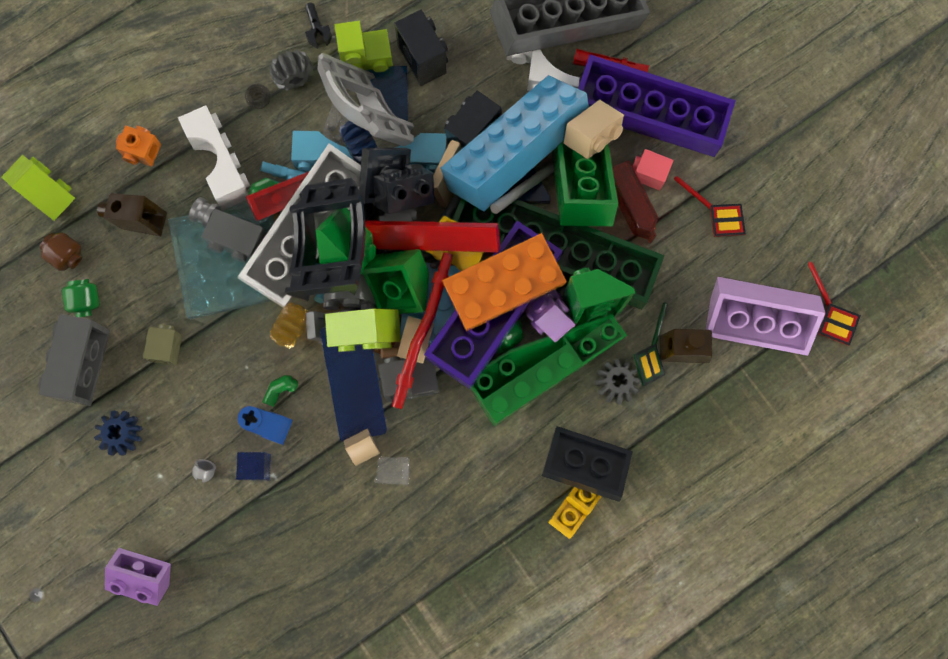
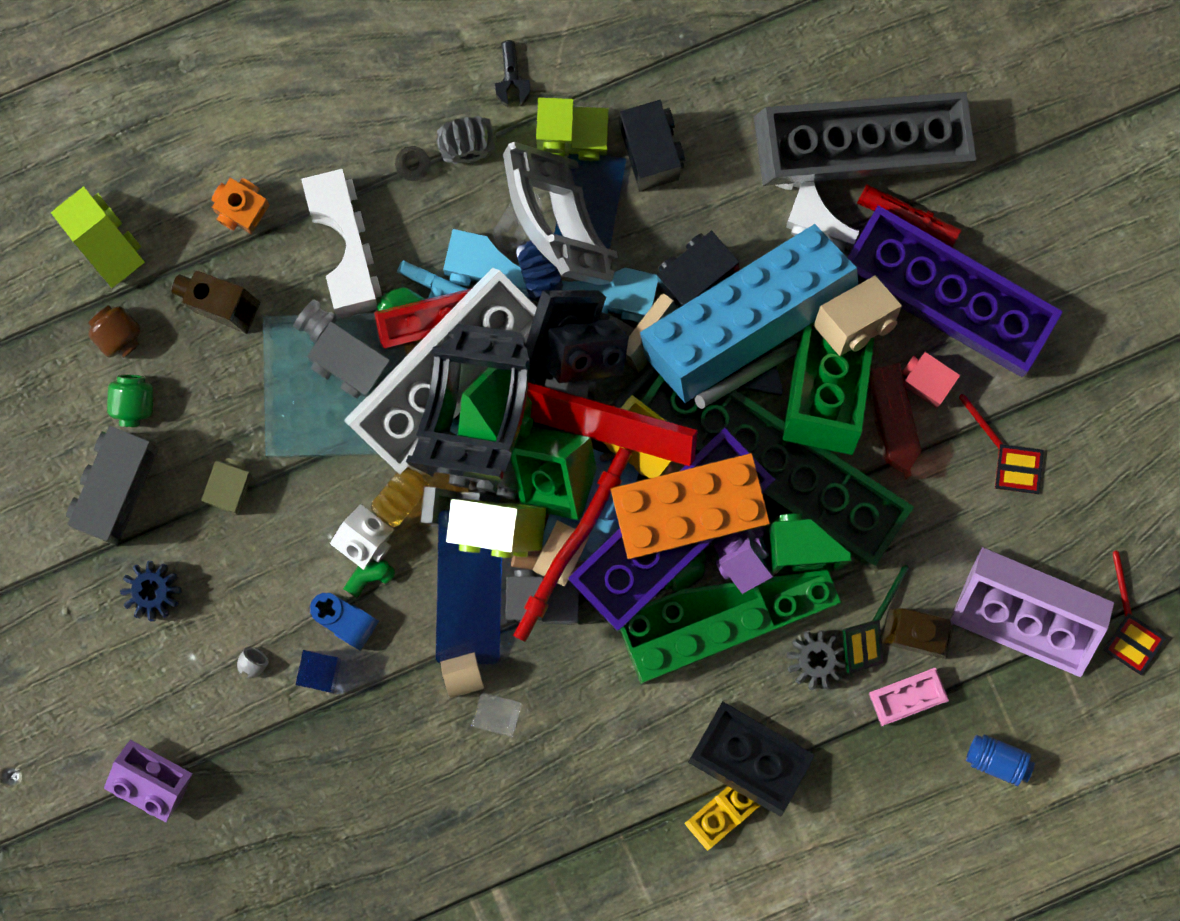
camera: 15 degrees right, 5 degrees up
(268, 361) = (363, 537): none -> white brick
(689, 394) = (908, 696): none -> bright pink plate
(767, 426) = (1000, 760): none -> blue head

